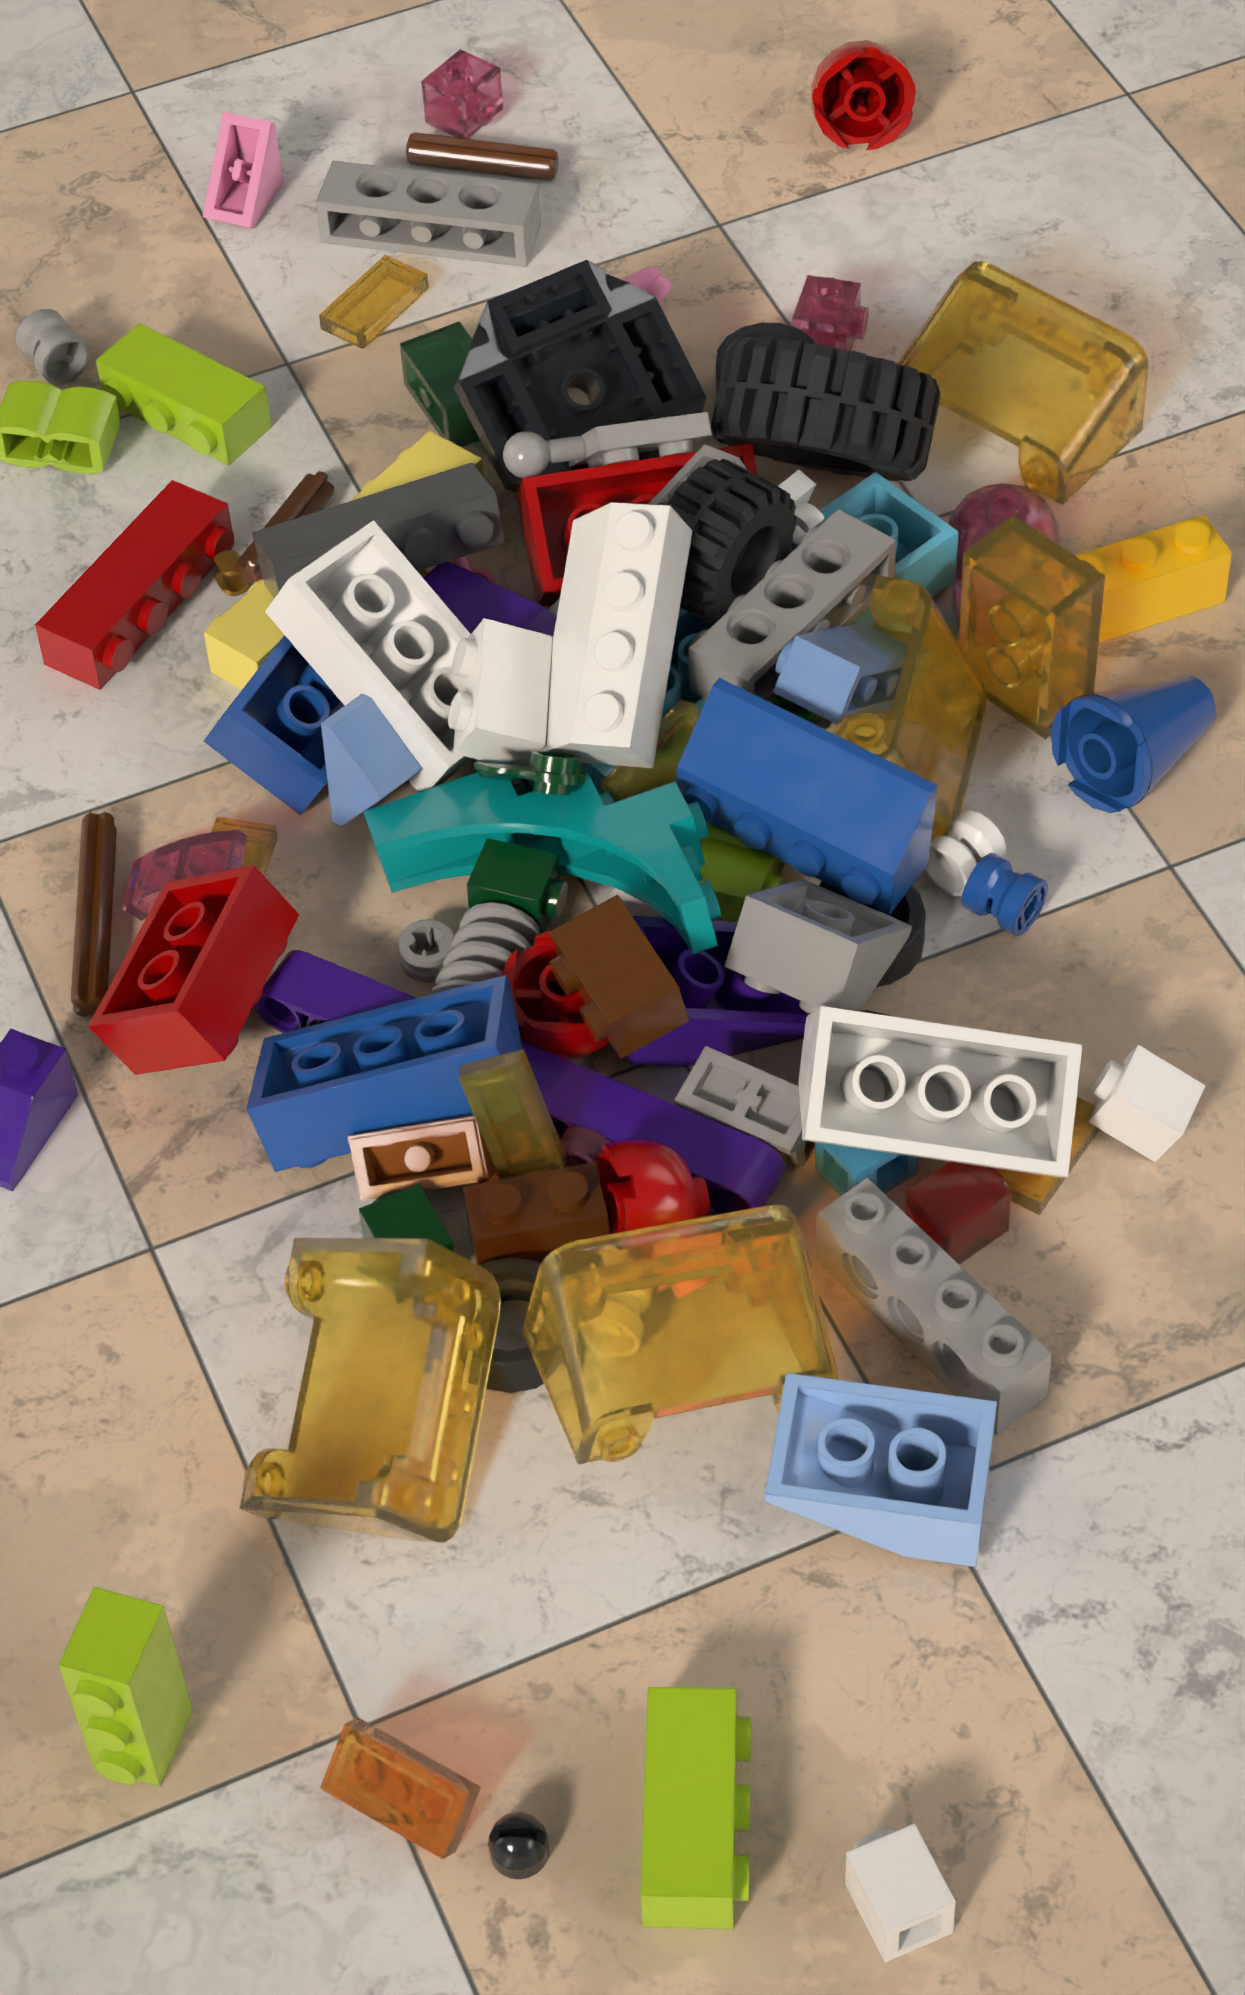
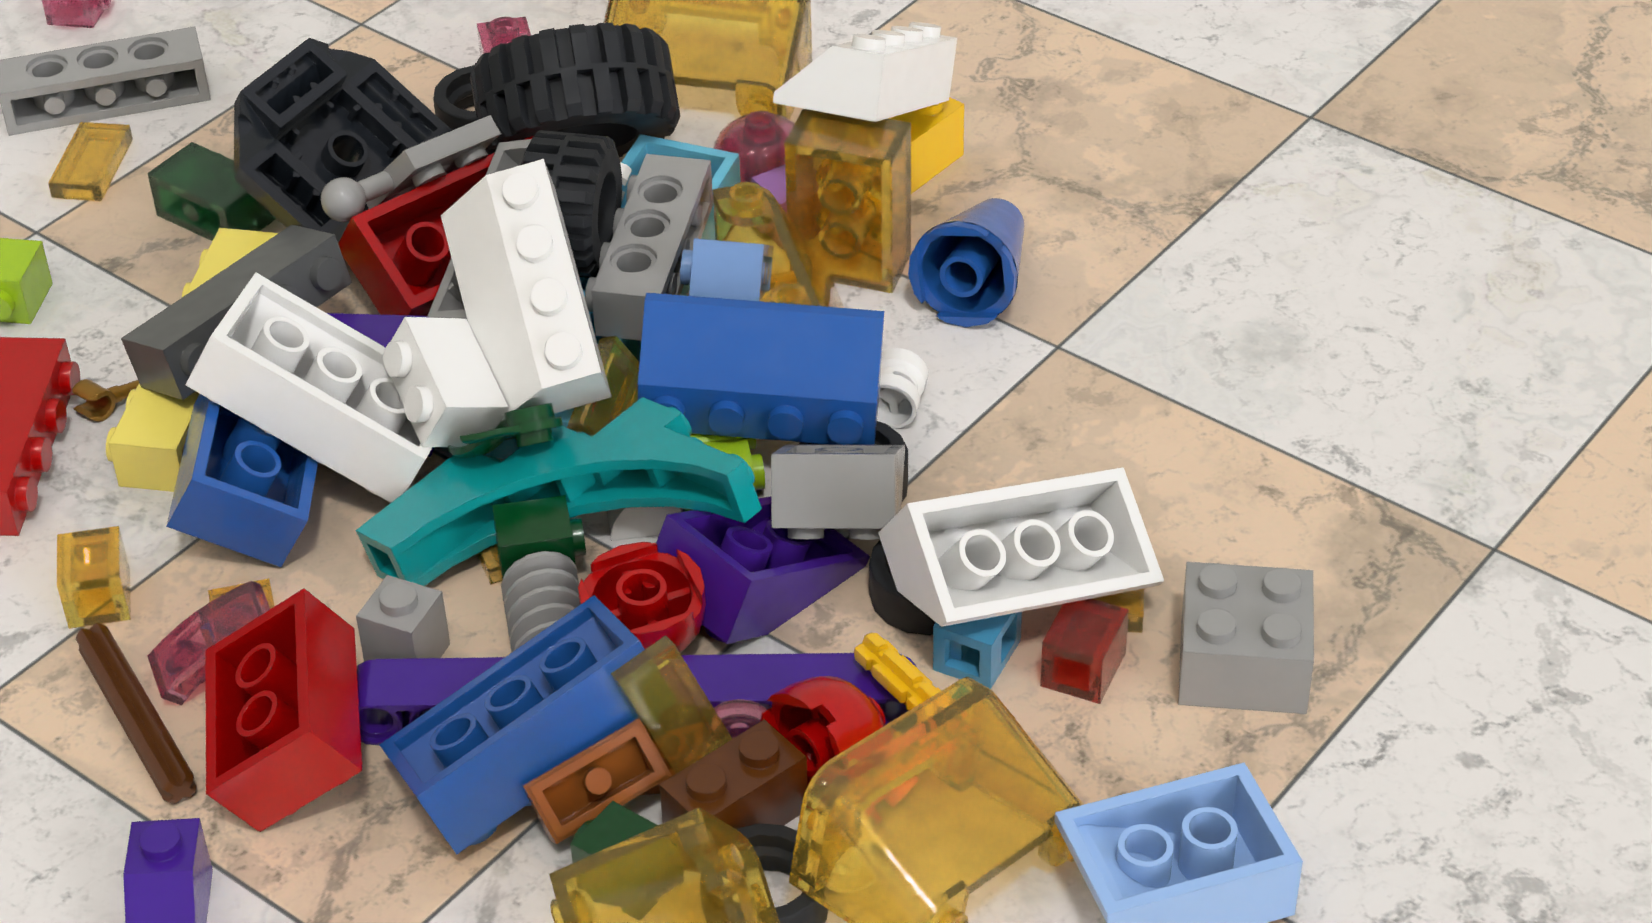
camera: 30 degrees left, 10 degrees down
(127, 763) = (93, 577): none -> clear yellow brick
(306, 498) = (118, 371): reddish brown axle -> none
(354, 926) = (403, 622): none -> light grey brick
(362, 758) = (337, 486): medium blue slope -> none
(419, 935) = (479, 641): light grey bush -> none
(482, 156) = (118, 27): reddish brown axle -> none
(617, 976) = (699, 558): reddish brown brick -> none
(740, 1165) = (894, 671): none -> yellow axle
(745, 1101) = (841, 622): light grey hinge -> none
(931, 1303) = (1118, 720): light grey brick -> none
(1005, 894) = (950, 405): blue wheel -> none
(1116, 506) = (876, 74): none -> white slope
(1117, 1267) = (1247, 638): none -> light grey brick
(1144, 1102) = (1182, 508): white brick -> none

